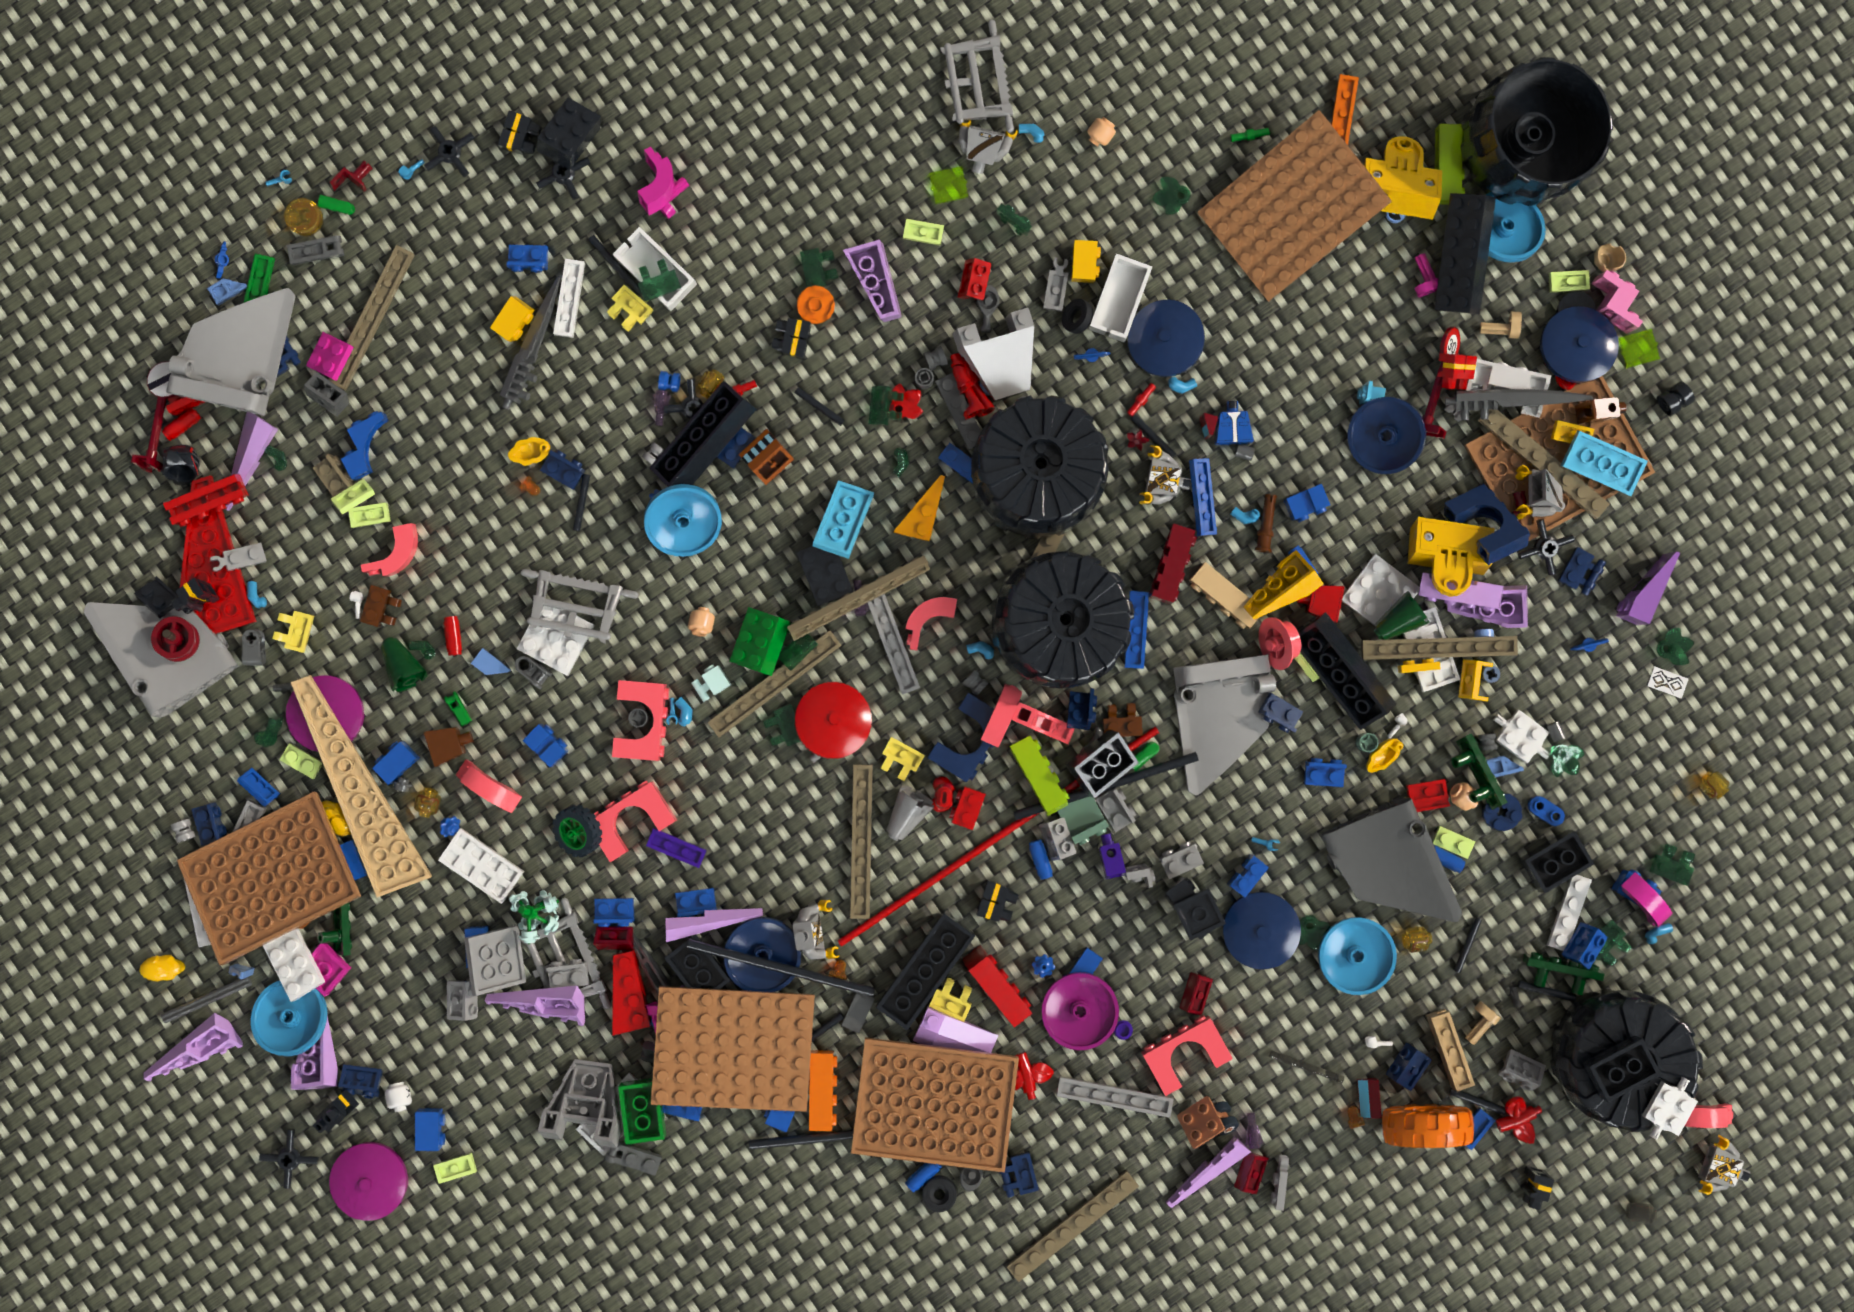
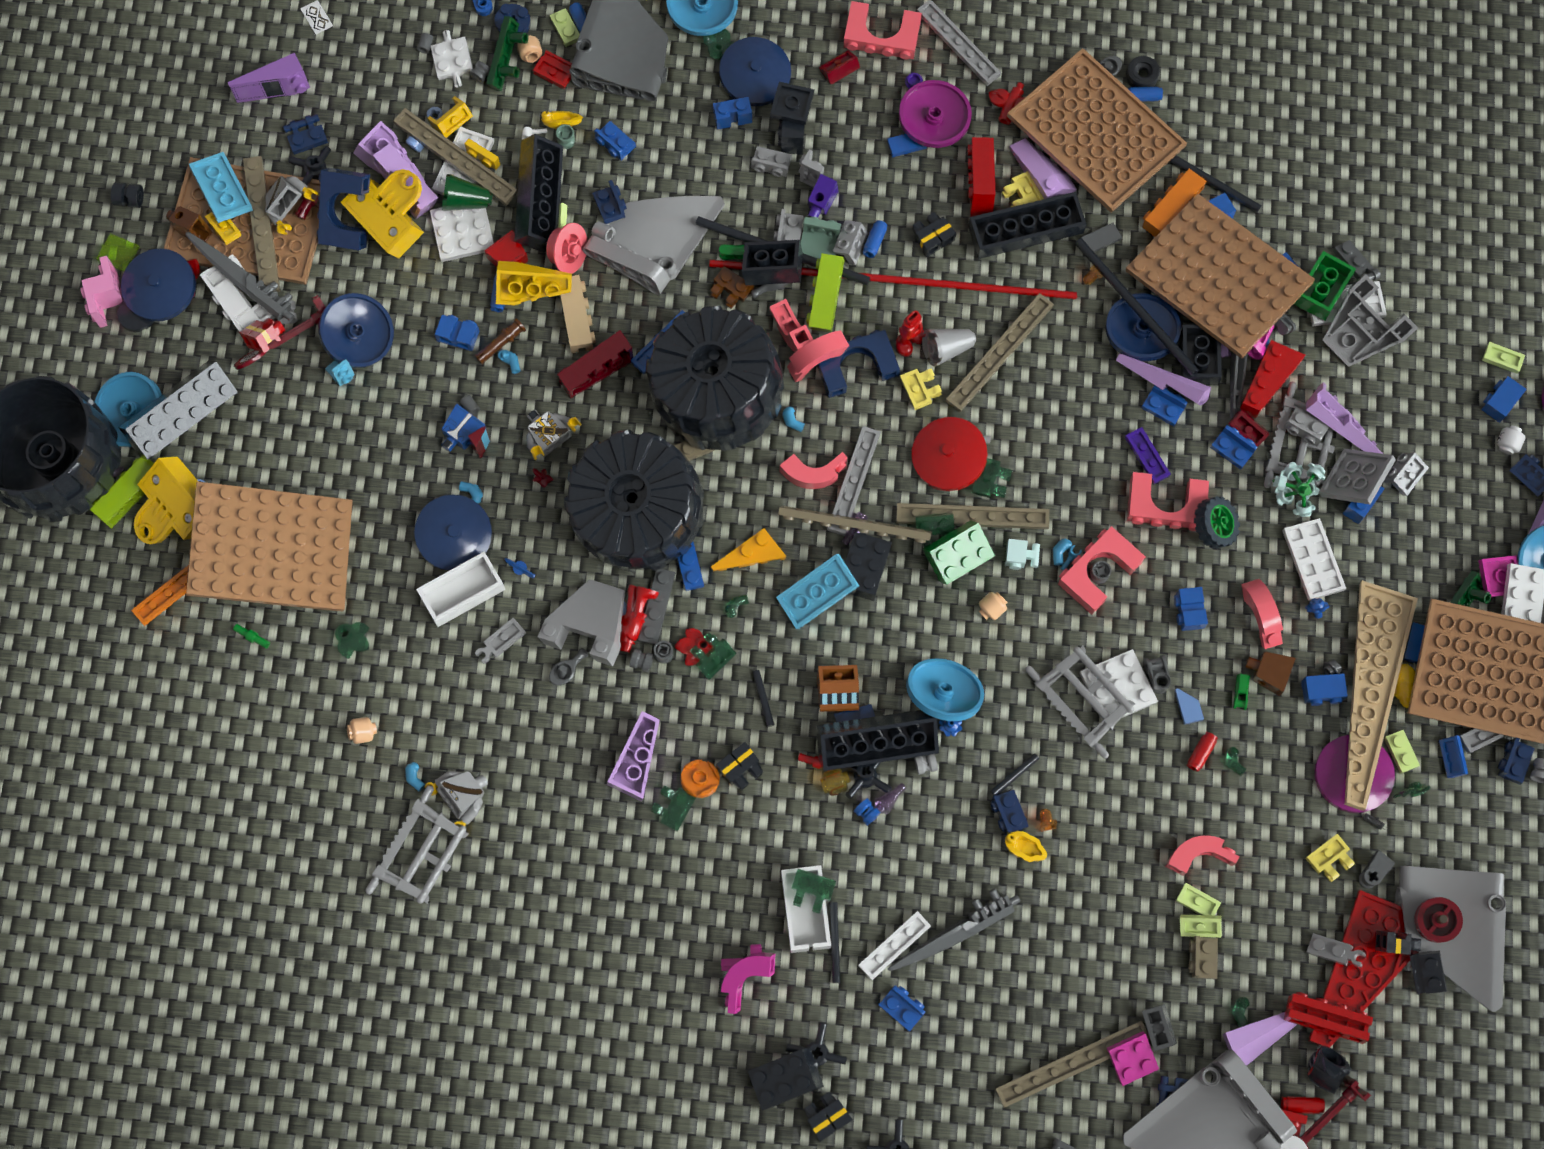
camera: 140 degrees left, 15 degrees down
(253, 596) = (1345, 914): dark azure arm -> none
(358, 598) = (1258, 844): white hand -> none
(361, 433) = (1175, 952): blue arch -> none
(376, 605) = (1247, 826): reddish brown plate -> none
(401, 665) = (1262, 760): dark green cone -> none
(427, 802) = (1321, 638): clear yellow head -> none
(512, 319) = (955, 964): yellow brick -> none
(632, 304) = (847, 898): light yellow plate -> none
(809, 934) = (1093, 316): light grey torso -> none
(826, 1026) = (1130, 246): black bar -> none
(923, 232) = (567, 766): yellowish green plate -> none
(948, 185) = (515, 789): clear neon green piece -> none
(967, 808) = (893, 317): red bracket -> none
(974, 279) = (560, 695): red bracket -> none
(975, 683) = (817, 397): dark grey wheel -> none
(1008, 214) = (488, 708): clear green plate -> none
(1024, 1174) = (1068, 40): dark blue plate -> none
(1043, 965) = (935, 166): blue plant -> none
(1081, 710) = (759, 310): dark blue bracket -> none
(1084, 261) = (463, 639): yellow brick -> none
(1084, 320) = (498, 594): black tyre -> none
(1141, 399) = (512, 504): red bar -> none
(1152, 435) = (527, 472): black bar -> none
(1203, 497) = (529, 396): blue plate -> none
(1268, 844) = (699, 125): dark azure hand -> none
(1431, 282) = (220, 415): dark pink piece -> none
(1503, 766) = (483, 49): medium blue tile -> none
(1511, 329) = (195, 336): tan piece -> none
(1568, 761) = (435, 20): clear green plate -> none
(1569, 281) = (121, 337): yellowish green plate -> none
(1589, 644) = (347, 82): blue piece -> none
(1609, 257) = (77, 328): tan hair -> none
(1676, 647) = (287, 34): clear green plate -> none

